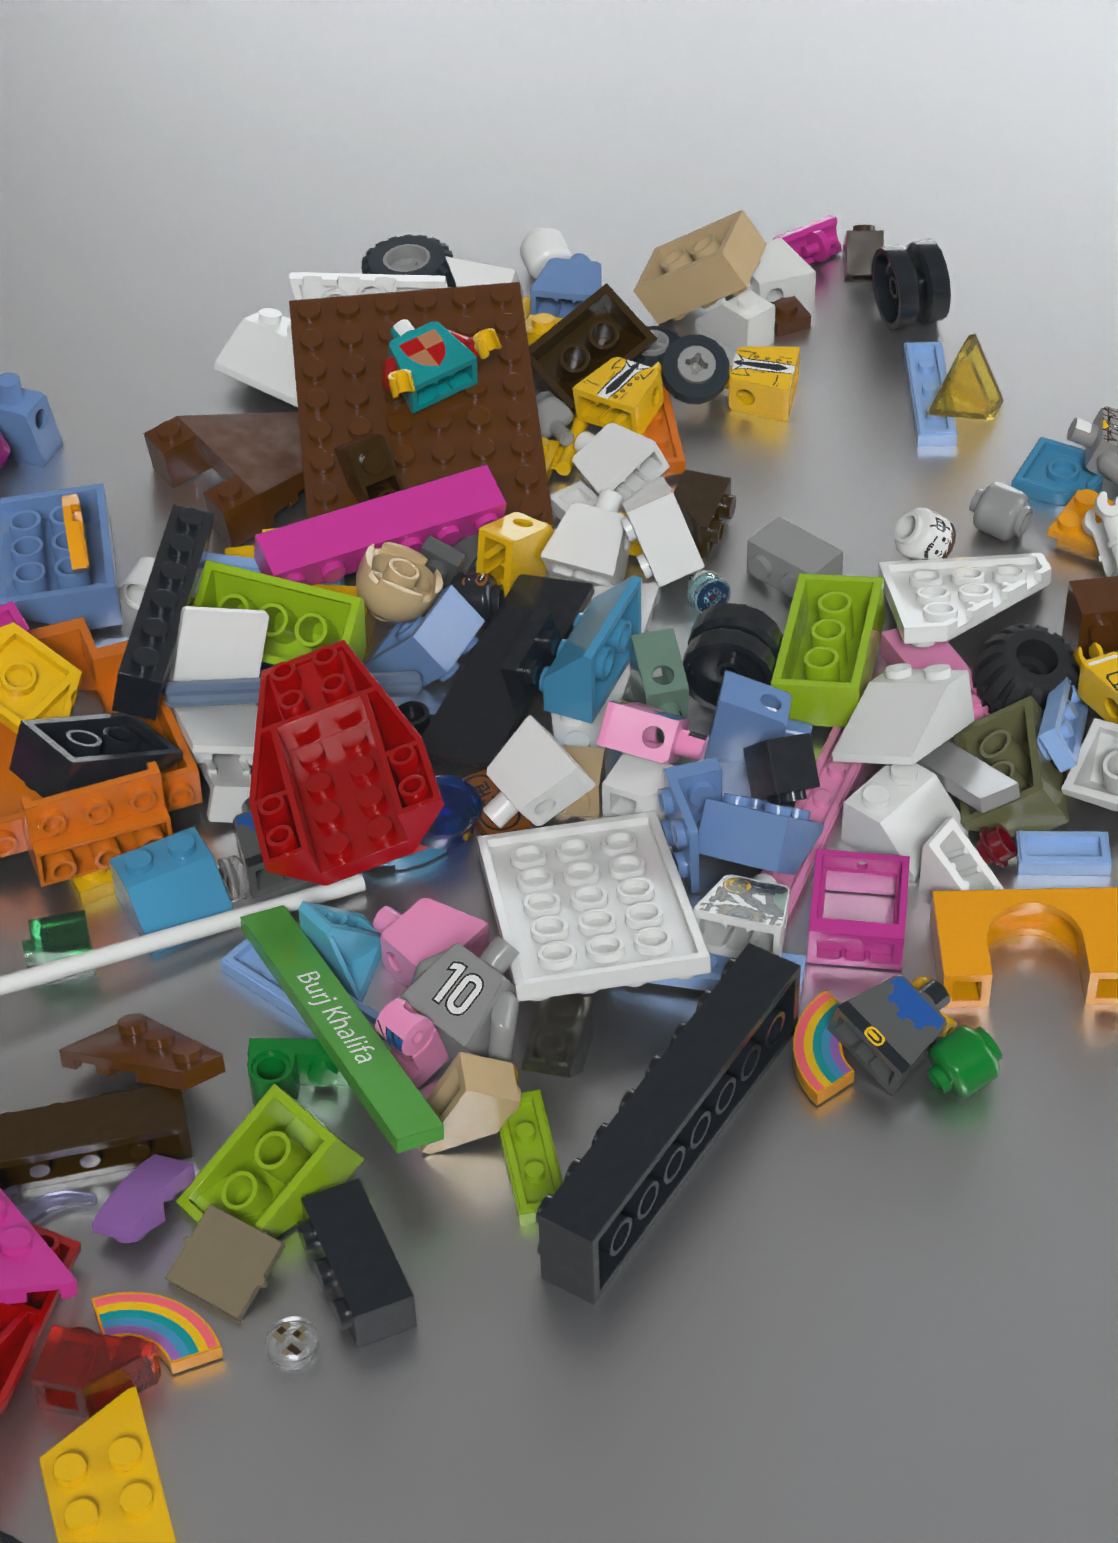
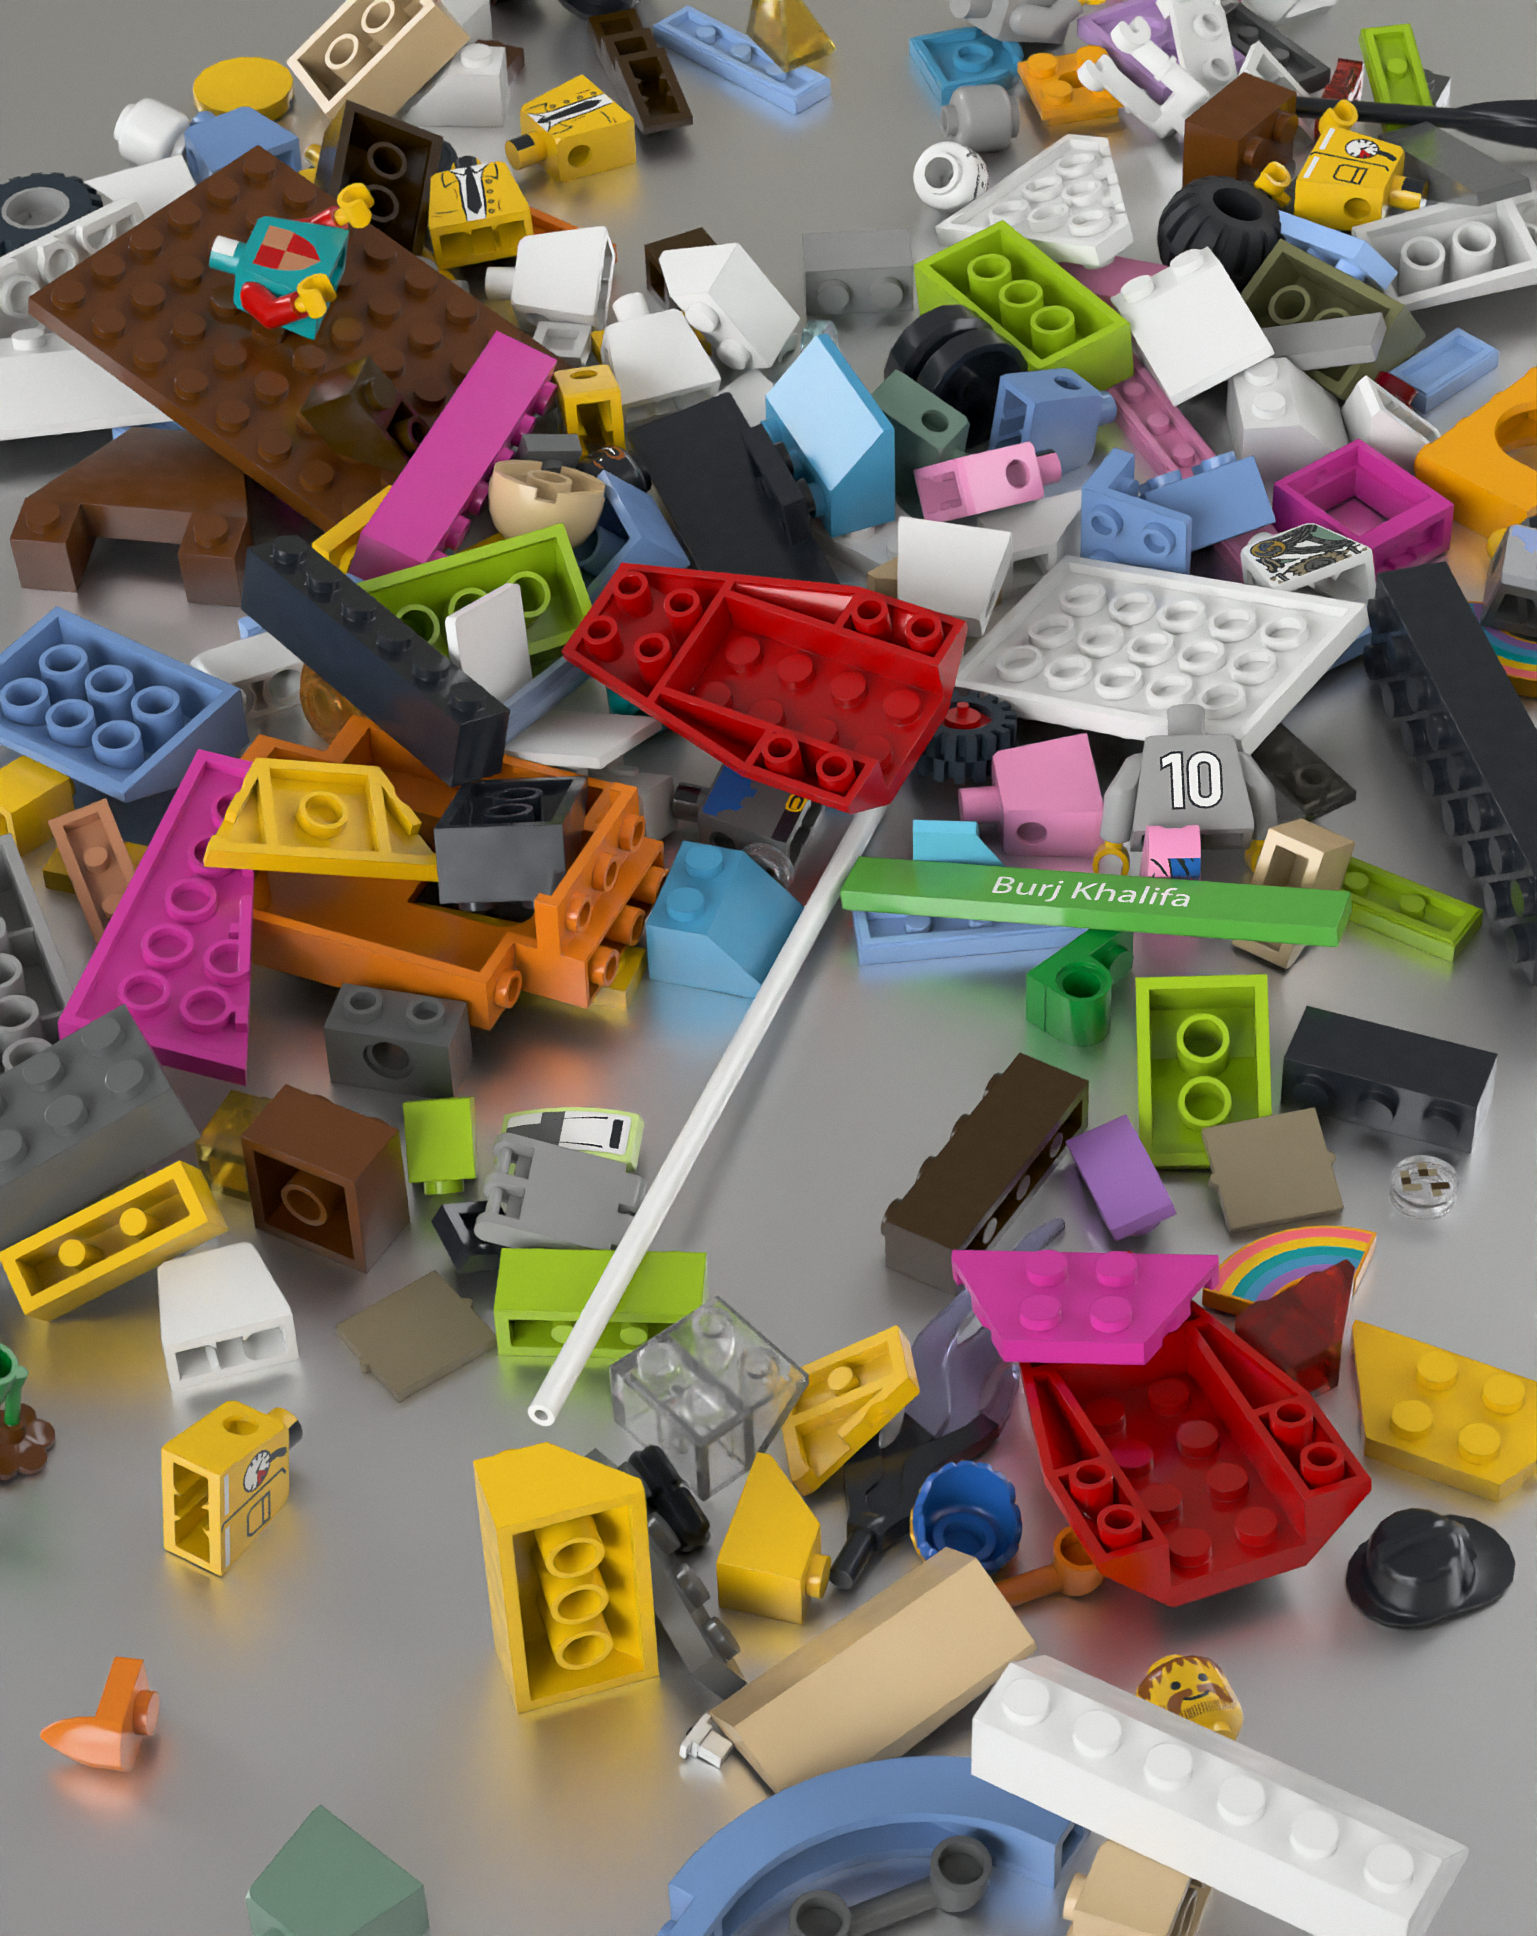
camera: 45 degrees left, 0 degrees up
(58, 938) = (689, 1042): clear green brick -> none
(75, 533) = (150, 656): light orange tile -> none
(149, 1050) = (923, 1061): reddish brown wing -> none
(440, 874) = (969, 739): none -> black wheel
(628, 254) = (244, 83): none -> yellow tile
(689, 382) = (517, 139): black wheel -> none
(782, 769) = (1157, 426): black brick -> none
(854, 366) = (639, 71): none -> dark brown slope

